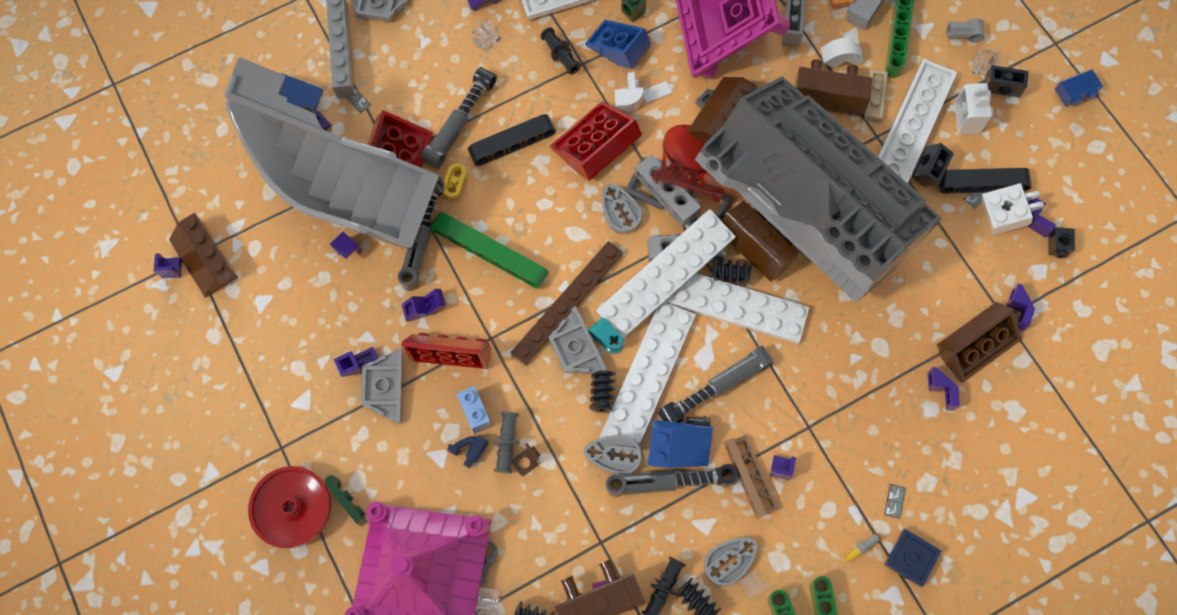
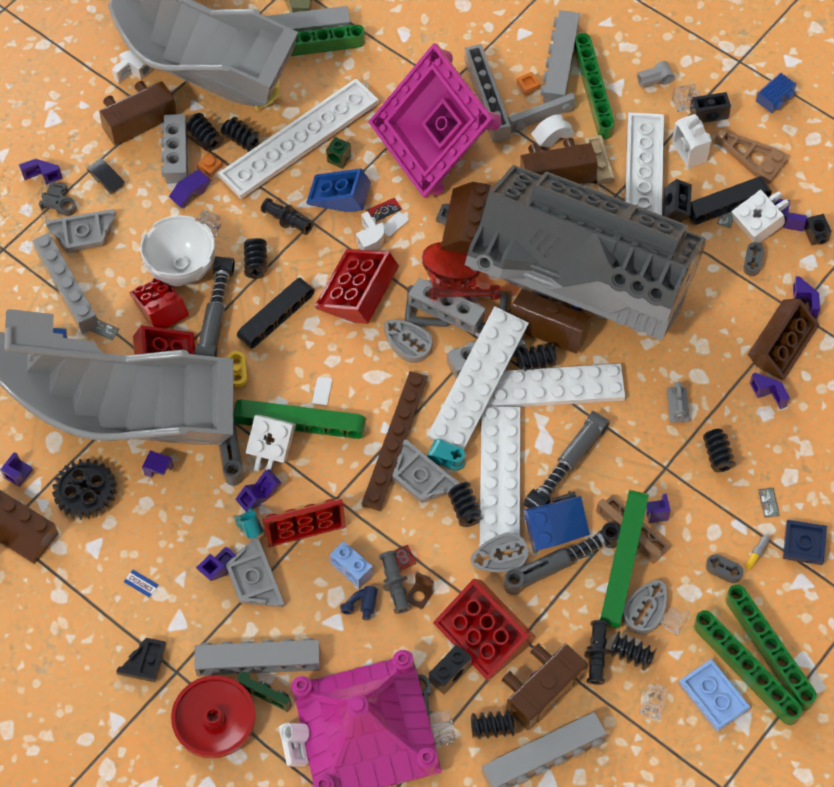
camera: 25 degrees left, 10 degrees down
(225, 204) = (16, 470): none -> dark purple panel
(256, 428) = (144, 661): none -> black wing
(262, 257) = (84, 489): none -> black gear
(287, 351) = (141, 583): none -> sticker
(349, 562) = (293, 741): none -> white plate
(353, 464) = (257, 657): none -> light grey brick
(398, 332) = (249, 524): none -> teal piece
(413, 94) = (159, 303): none -> red slope
(445, 50) = (178, 250): none -> white rock
(454, 270) = (259, 444): none -> white hinge
(515, 80) = (255, 258): none -> black piece
(519, 548) = (450, 669): none -> black brick
(522, 229) = (322, 391): none -> white sticker
(526, 420) = (404, 557): none -> clear red tile
(568, 521) = (484, 628): none -> red slope
(651, 75) = (384, 209): none -> sticker
(727, 507) = (624, 558): none -> green beam
(826, 548) = (724, 568): none -> dark grey beam
(839, 30) = (541, 112): none -> light grey plate
(847, 368) = (678, 403): none -> light grey hinge
(866, 432) = (718, 450): none -> black piece
(980, 246) = (757, 260): none -> dark grey beam
(1039, 161) = (769, 167): none -> medium nougat plate

